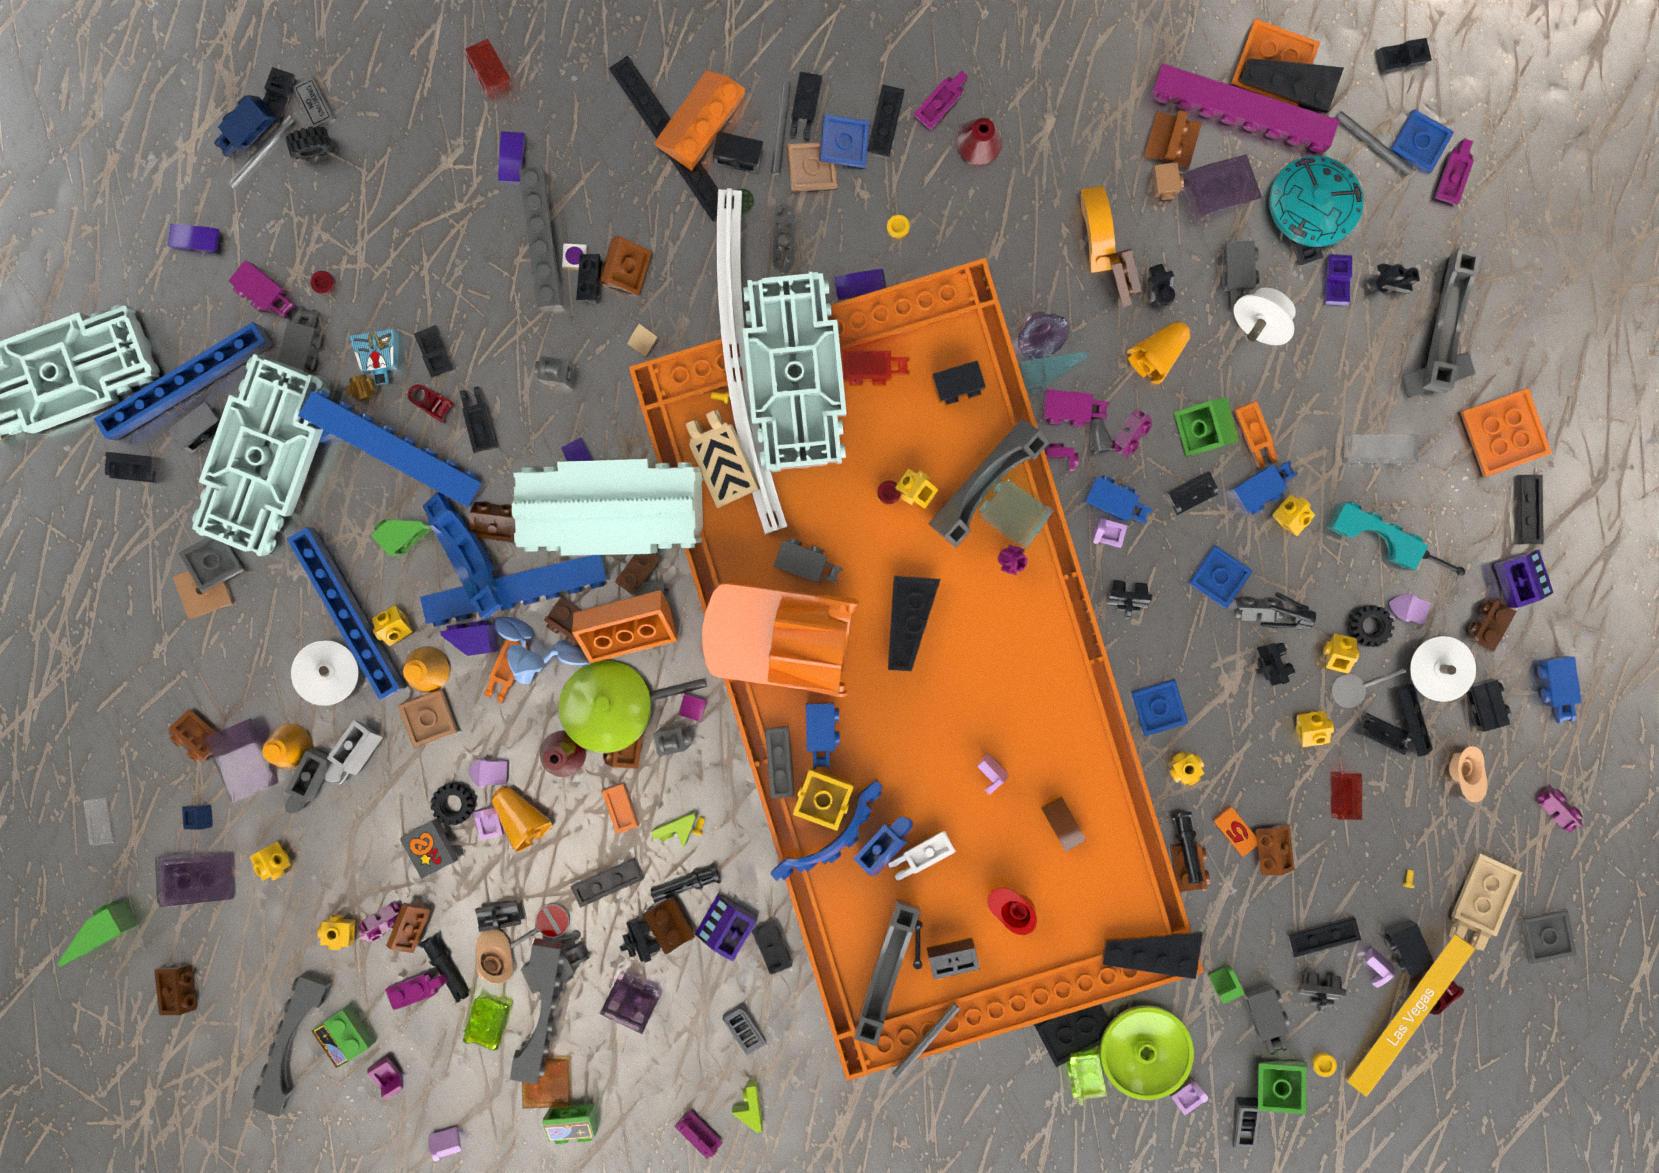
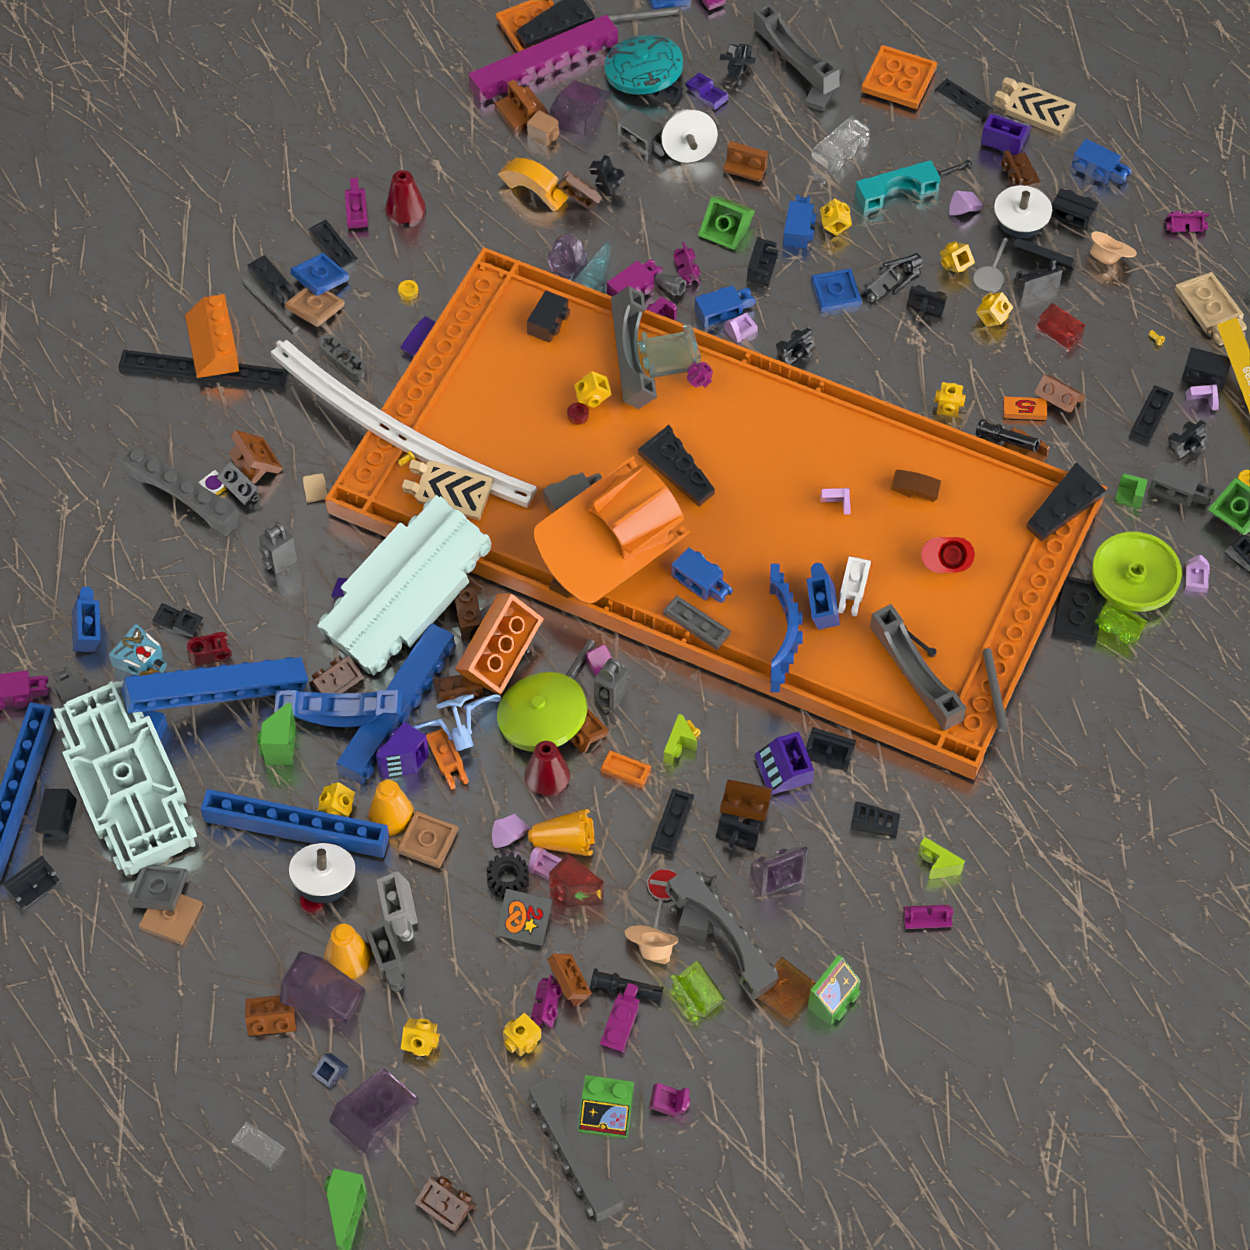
camera: 50 degrees left, 30 degrees down
(322, 282) = (52, 651): dark red tile -> none
(362, 287) = (86, 622): none -> blue brick
(444, 1143) = (762, 1102): lavender tile -> none
(478, 422) = (256, 631): black hinge -> none
(482, 865) = (575, 884): none -> clear red slope
(487, 67) = (33, 433): clear red hinge -> none
(498, 916) = (623, 910): black hips -> none
(511, 155) = (107, 466): dark purple slope -> none
(695, 880) = (728, 761): black pin -> none
(737, 152) = (258, 337): black hinge -> none
(794, 371) = (438, 397): light aqua piece -> none
(823, 799) = (750, 608): yellow brick -> none
(872, 367) = (483, 355): clear red brick -> none
(953, 958) = (949, 621): hinge -> none
(1159, 351) = (649, 211): light orange cone -> none
(1159, 707) = (892, 386): blue tile -> none
(1255, 432) = (761, 201): orange hinge -> none
(1284, 387) = (745, 161): none -> dark orange bracket
(1361, 615) = (955, 223): black tyre -> none
(1579, 577) = (1034, 106): none -> tan tile

